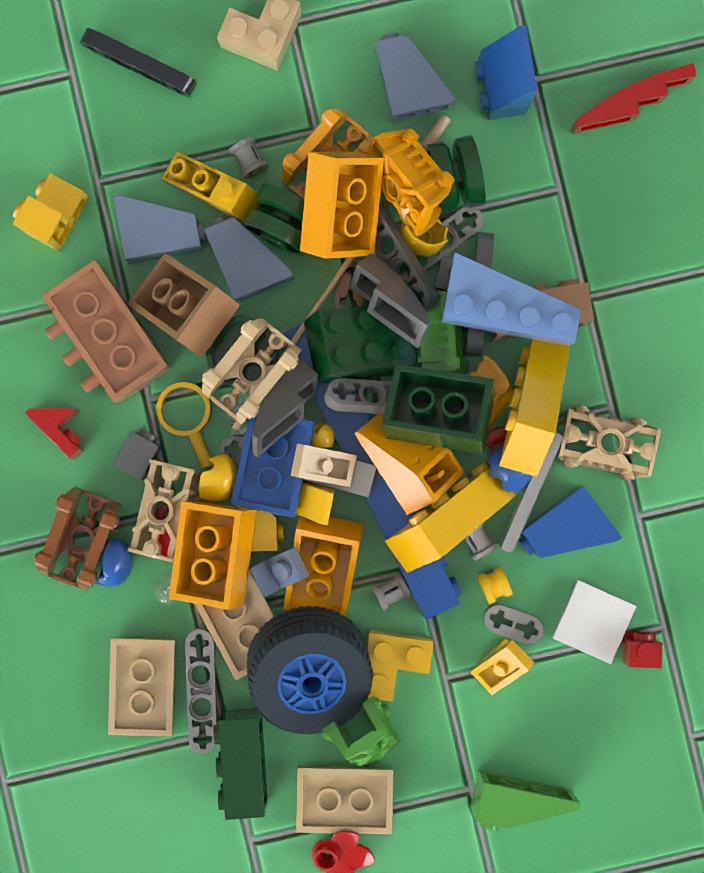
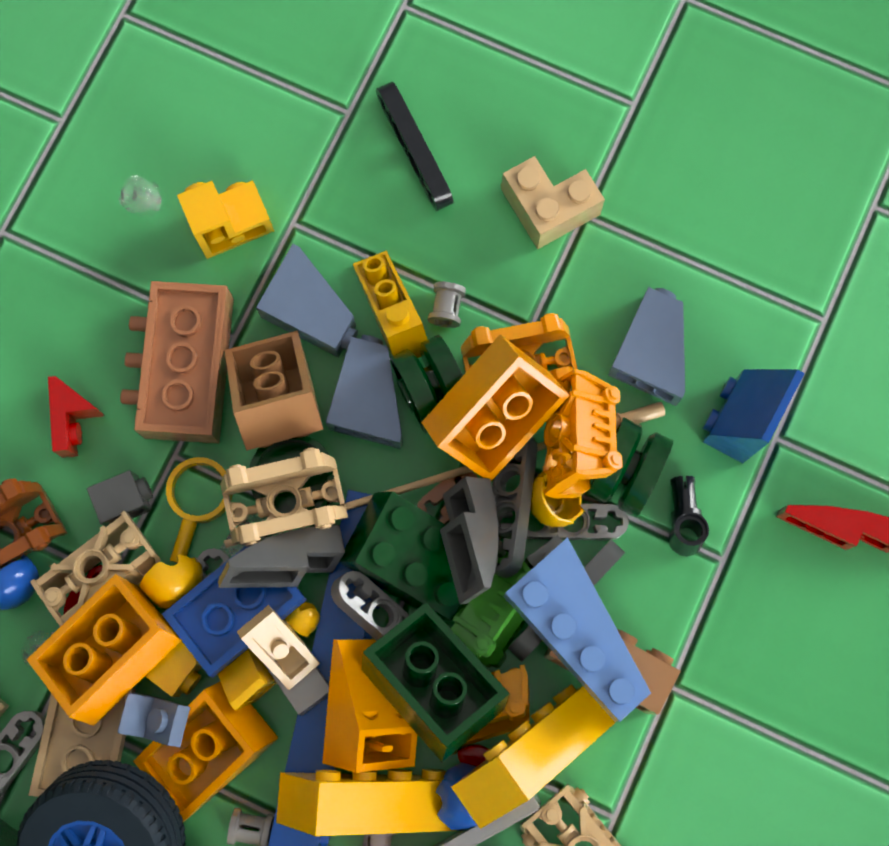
camera: 45 degrees right, 10 degrees down
(514, 178) = (686, 516): none -> black pin

